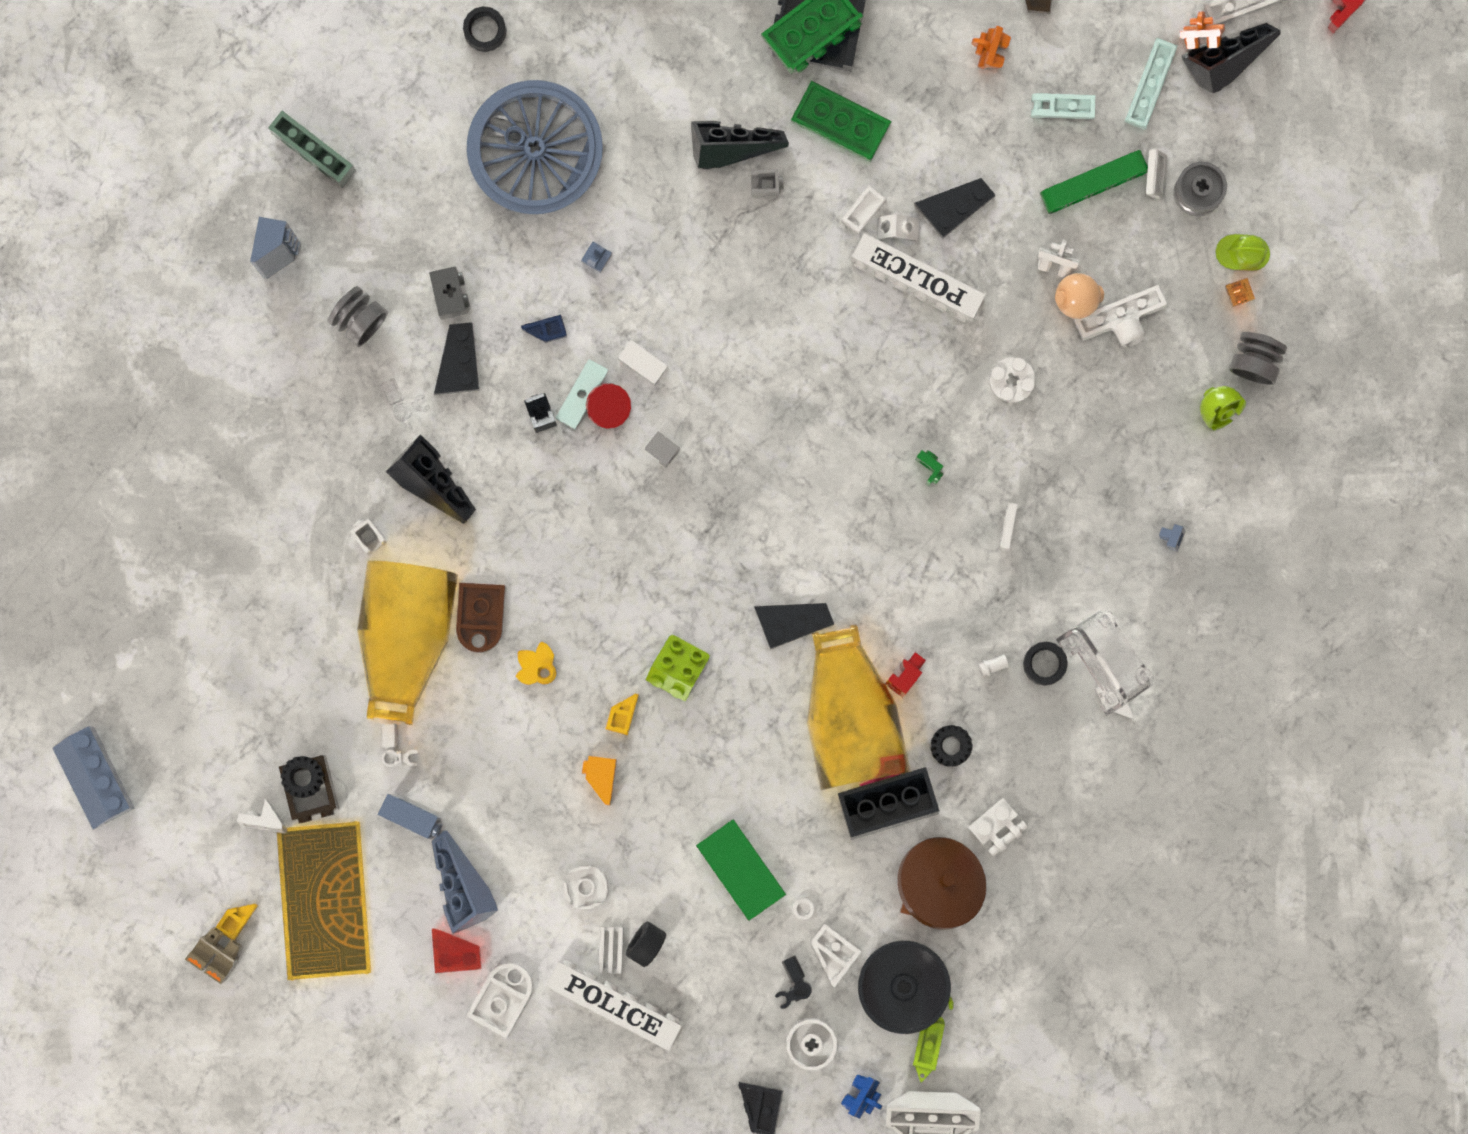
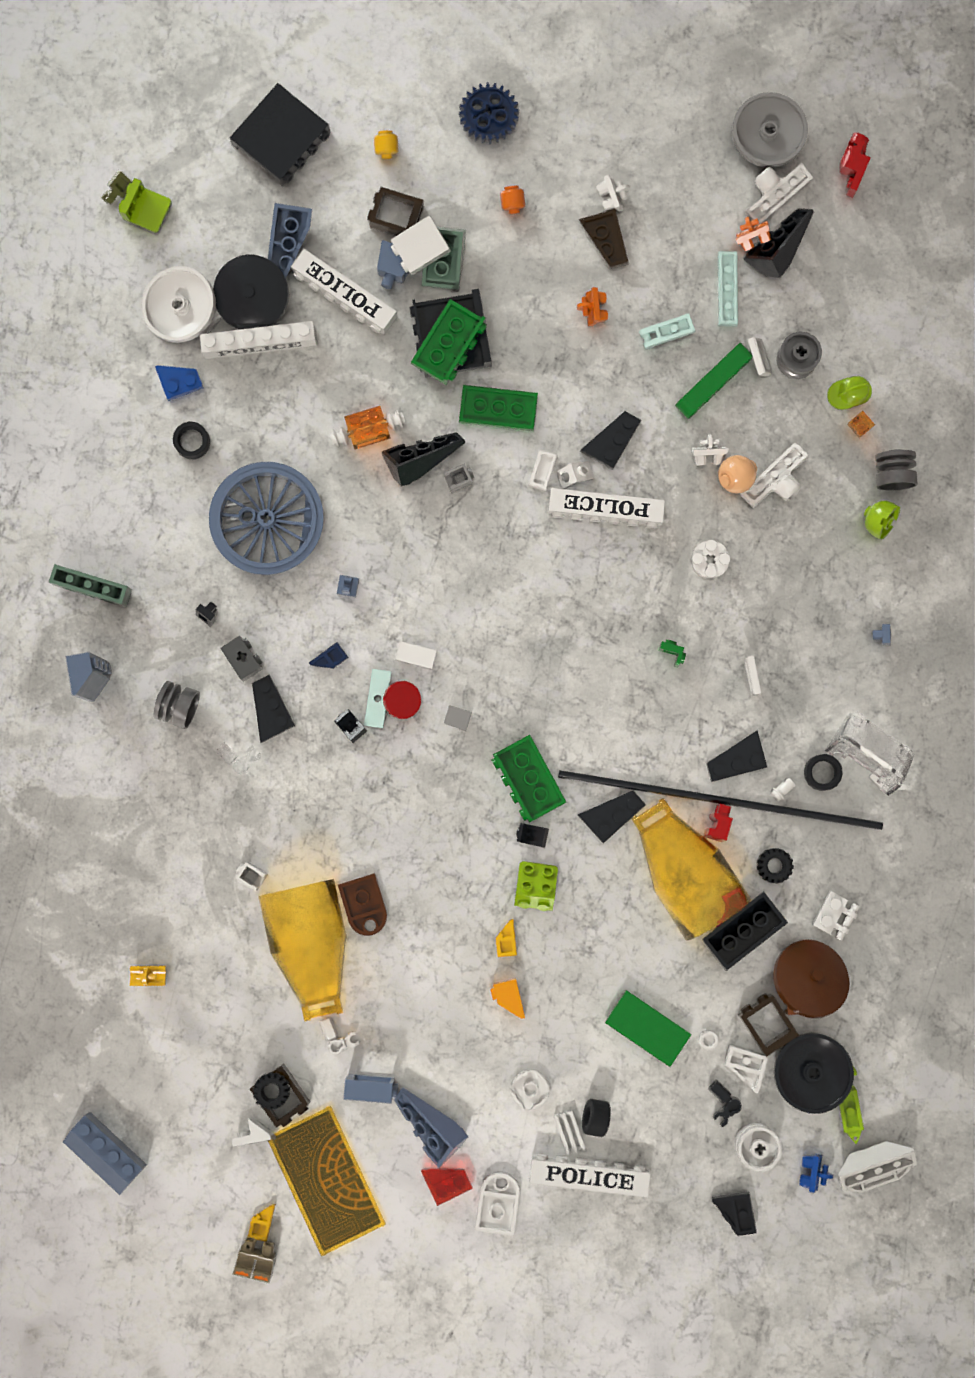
camera: 20 degrees left, 0 degrees up
(214, 601) = (147, 975): none -> yellow hips
(424, 476) = (279, 811): black wedge -> none
(428, 228) = (206, 613): none -> black tile
(534, 663) = (420, 927): yellow plate -> none
(685, 88) = (367, 427): none -> clear orange plate
(695, 609) = (532, 835): none -> black bracket
(714, 546) = (528, 779): none -> green bracket
(882, 938) = (779, 1040): none -> dark brown window
(913, 647) = (720, 800): none -> black piece
(956, 614) = (739, 759): none -> black wing

